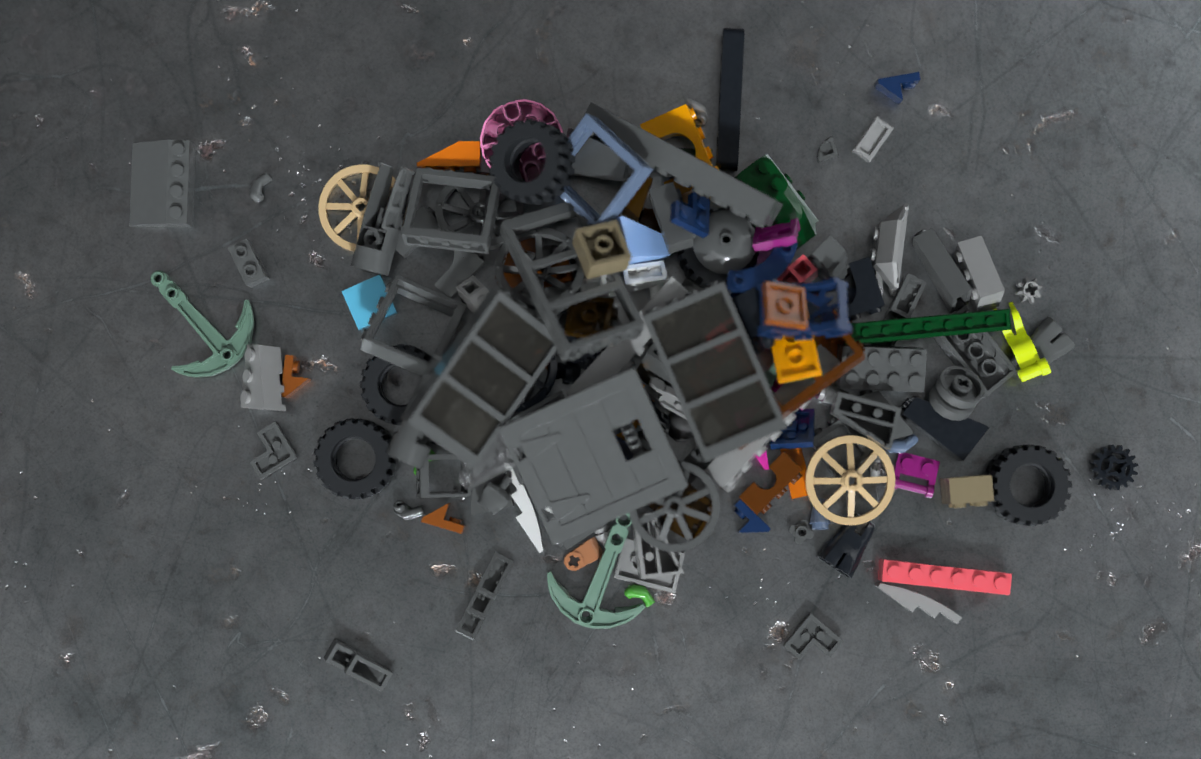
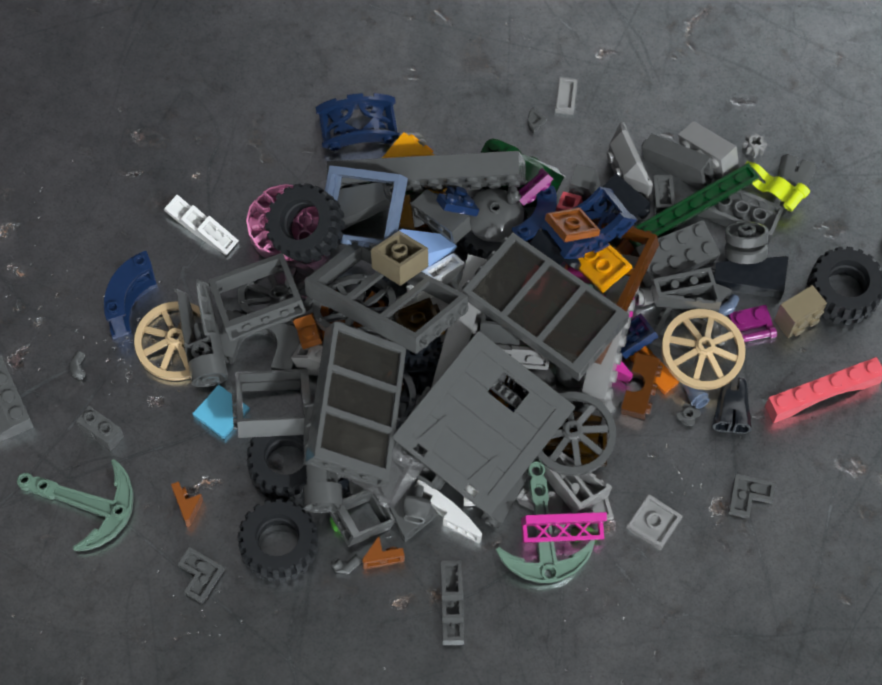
camera: 30 degrees left, 20 degrees down
(262, 379) = (161, 515): light grey wedge -> none
(332, 137) = (126, 287): none -> dark blue fence
(444, 99) = (201, 225): none -> white slope
(458, 156) = (237, 257): orange slope -> none
(483, 269) = (307, 330): none -> dark orange slope
(587, 552) = (514, 524): nougat piece -> none
(621, 580) = (563, 519): none -> dark pink fence
(678, 58) = (369, 133): none -> dark blue fence
(710, 616) = (654, 521): none -> light grey tile
(730, 99) = (432, 110): black beam -> none
(748, 237) = (513, 195): none -> dark grey arm
(754, 523) = (646, 425): dark blue slope -> none
(892, 85) = (560, 49): dark blue slope -> none
(911, 600) = (809, 421): light grey slope -> none

